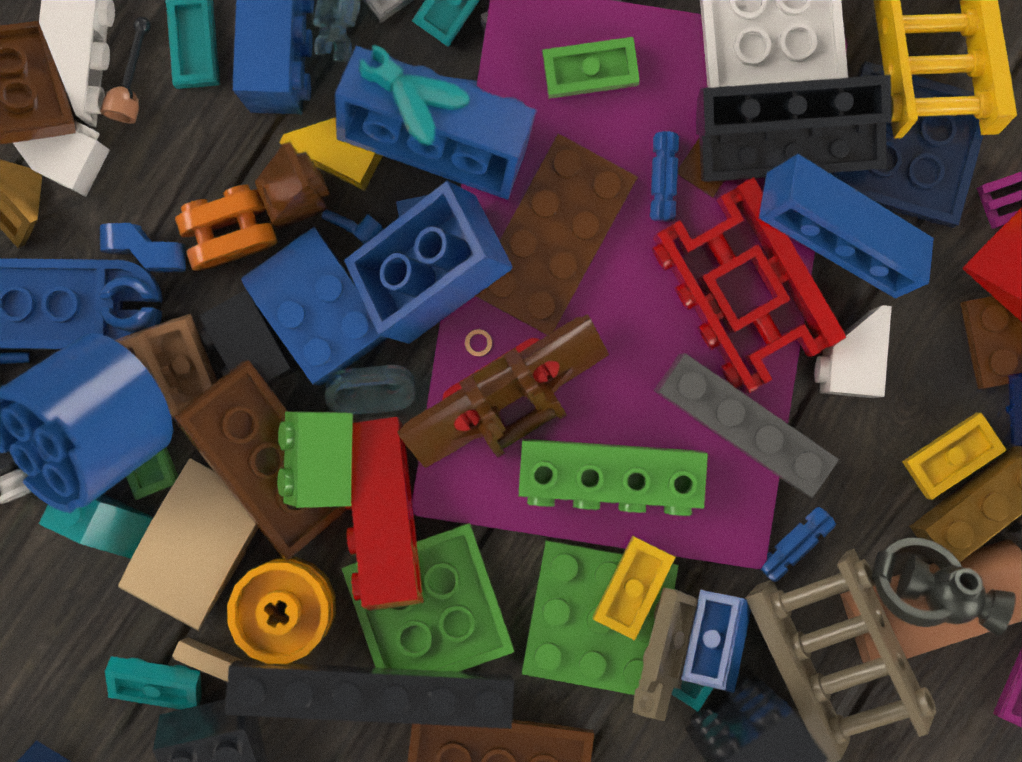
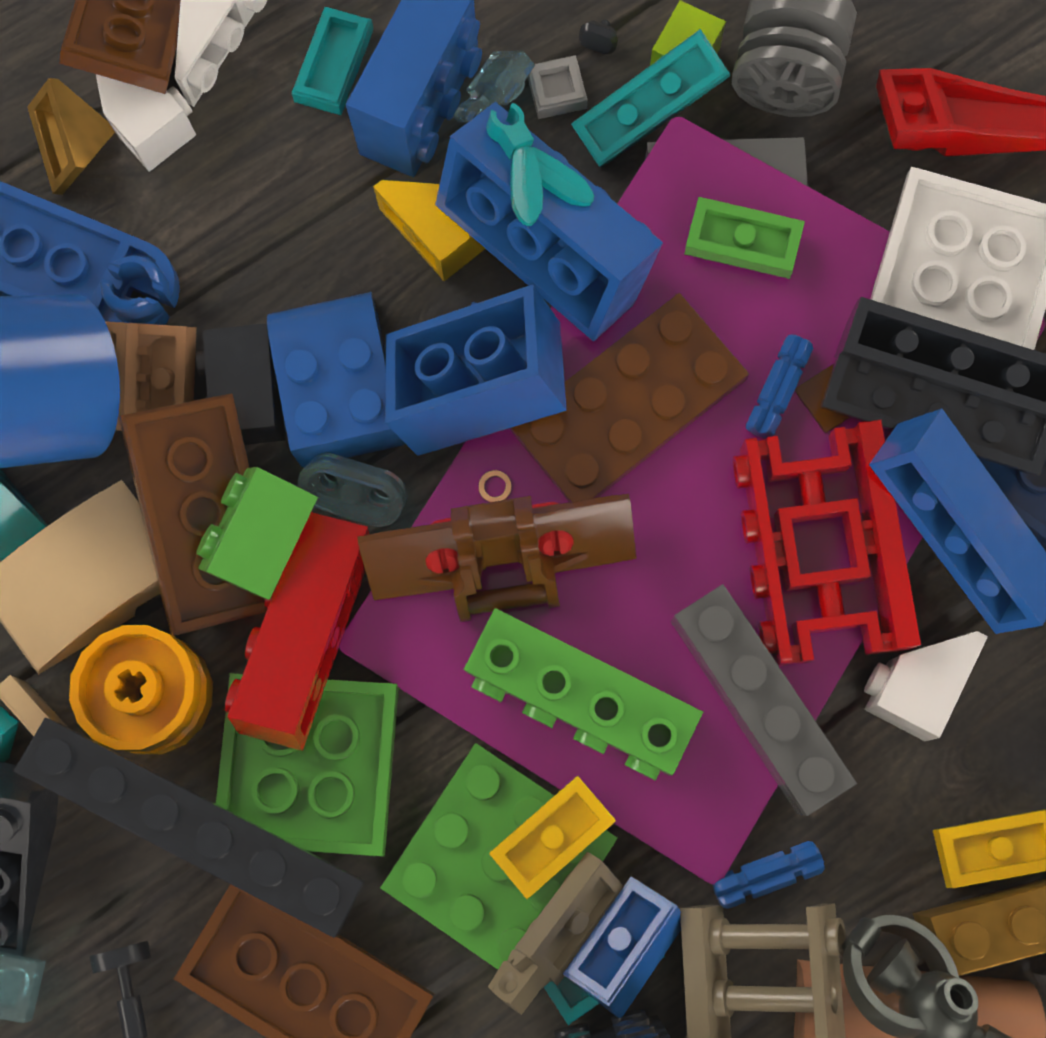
camera: 30 degrees right, 10 degrees down
(121, 102) = (229, 89): hinge -> none
(131, 239) = (171, 229): blue piece -> none
(153, 475) = (73, 481): bright green tile -> none
(202, 218) = (276, 256): orange brick -> none
(291, 187) = (365, 235): reddish brown slope -> none
(364, 231) = (410, 307): blue hand -> none

